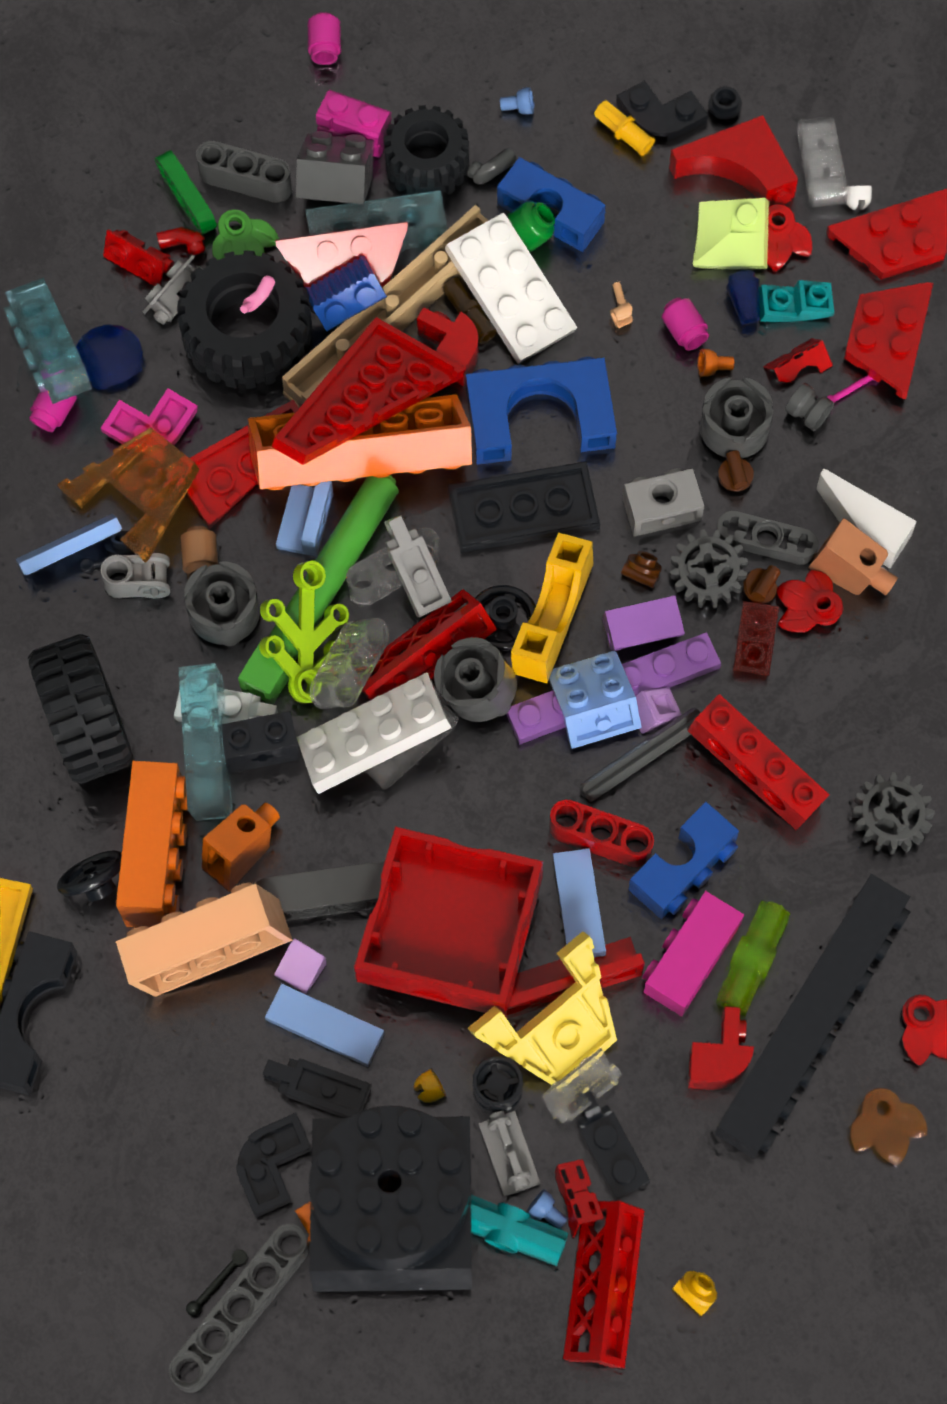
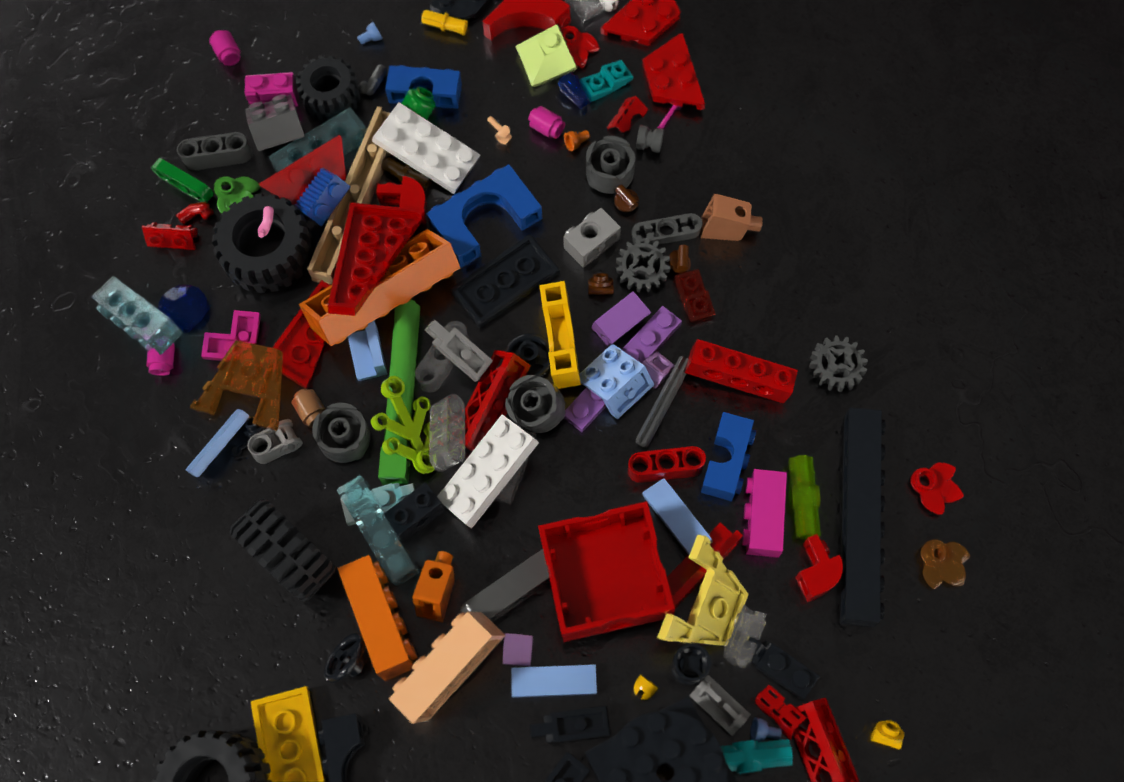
camera: 25 degrees left, 0 degrees up
(164, 299) = (203, 254): light grey hinge -> none
(803, 602) = (711, 258): red plate -> none
(870, 515) = (707, 184): white slope -> none

